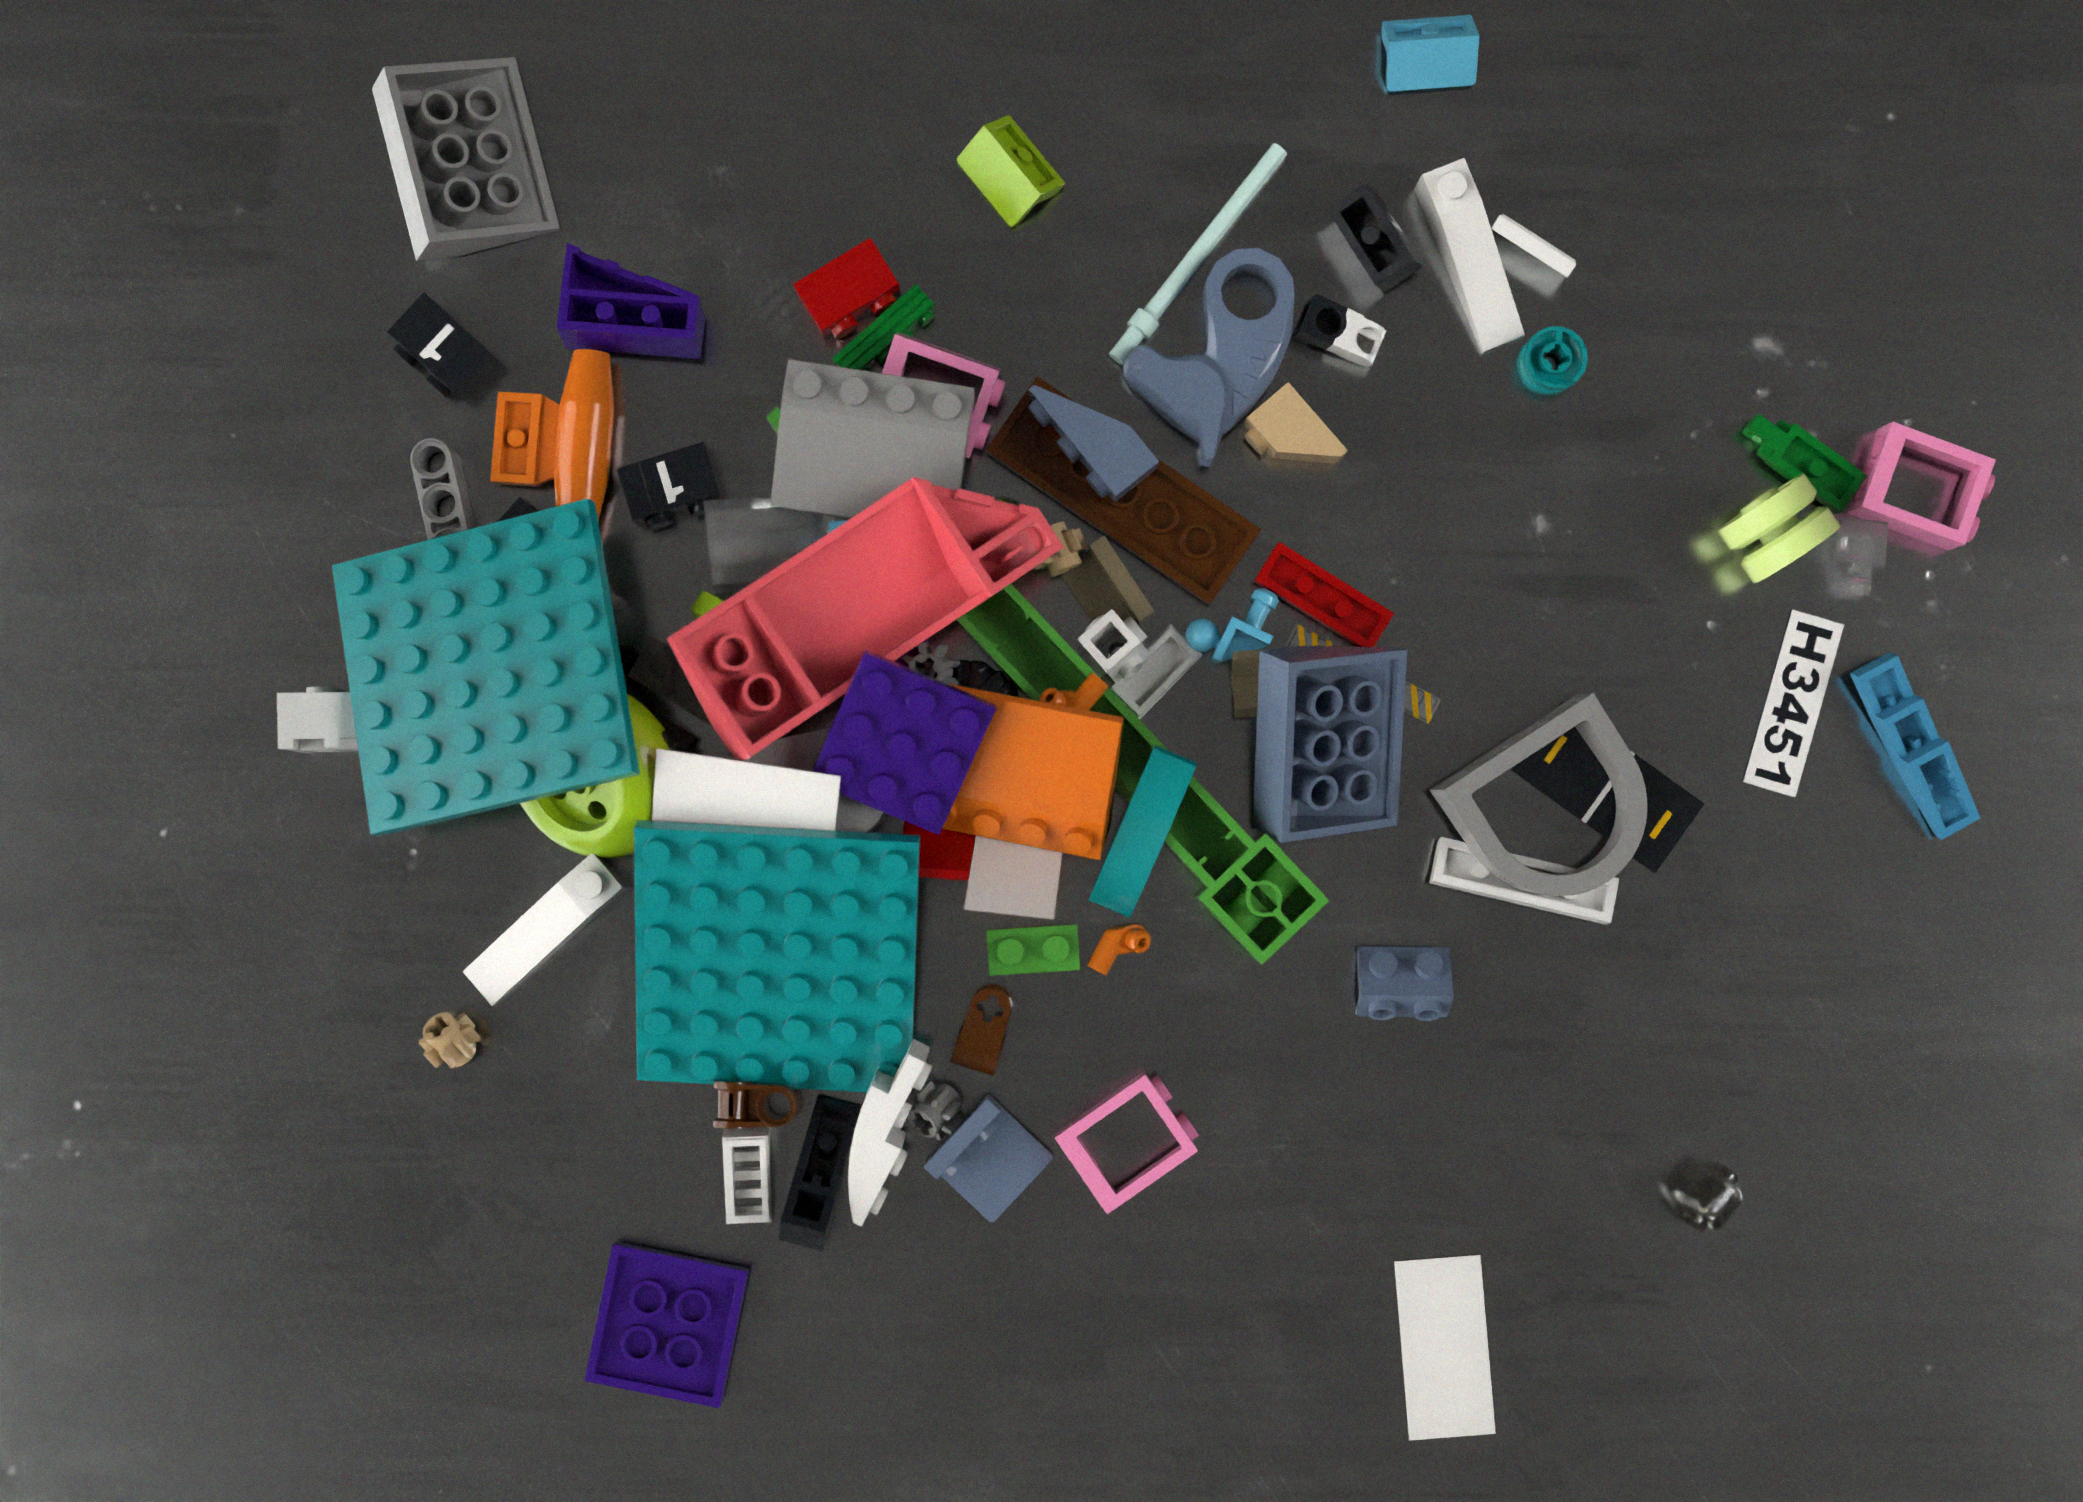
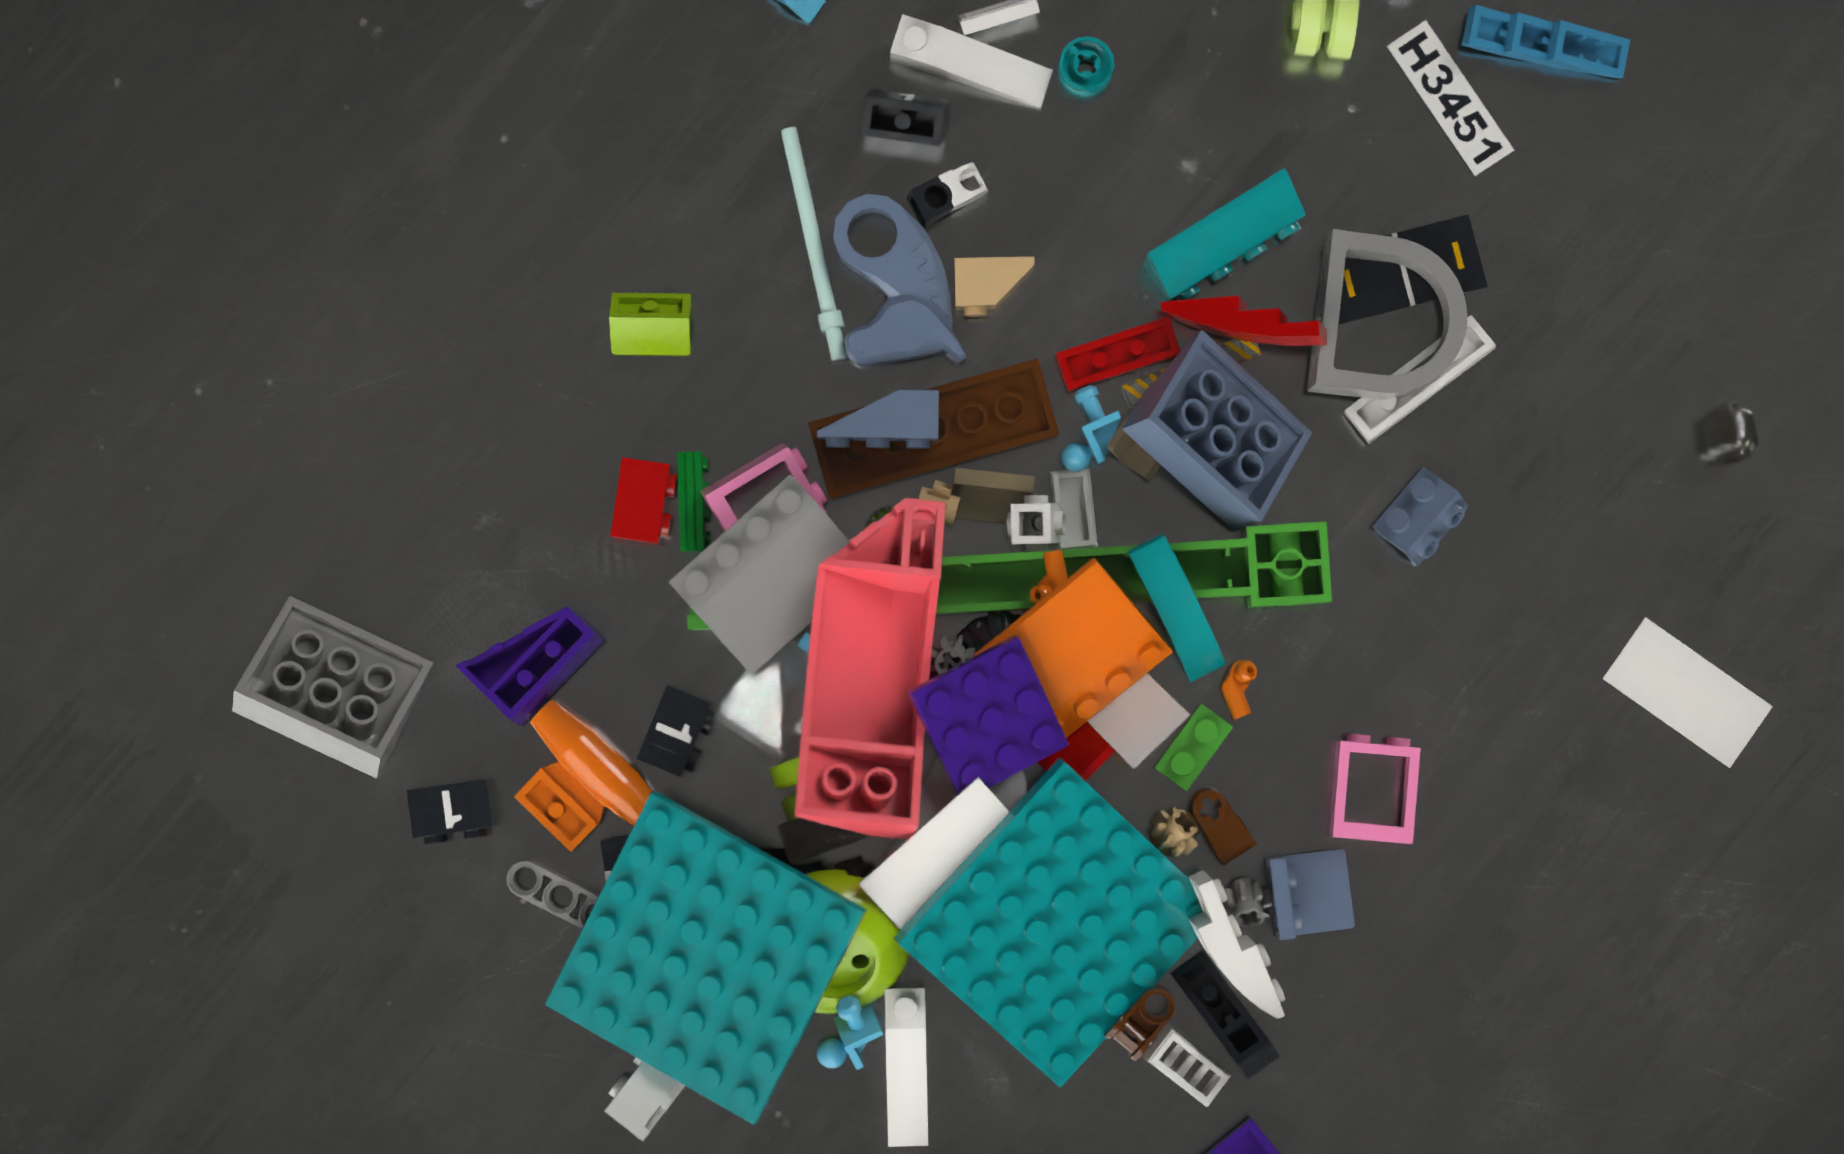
camera: 50 degrees left, 0 degrees up
(536, 857) = (855, 1028): none -> medium azure piece
(943, 995) = (1174, 832): none -> tan gear
(1439, 670) = (1232, 319): none -> red slope
(1506, 604) = (1225, 237): none -> teal slope

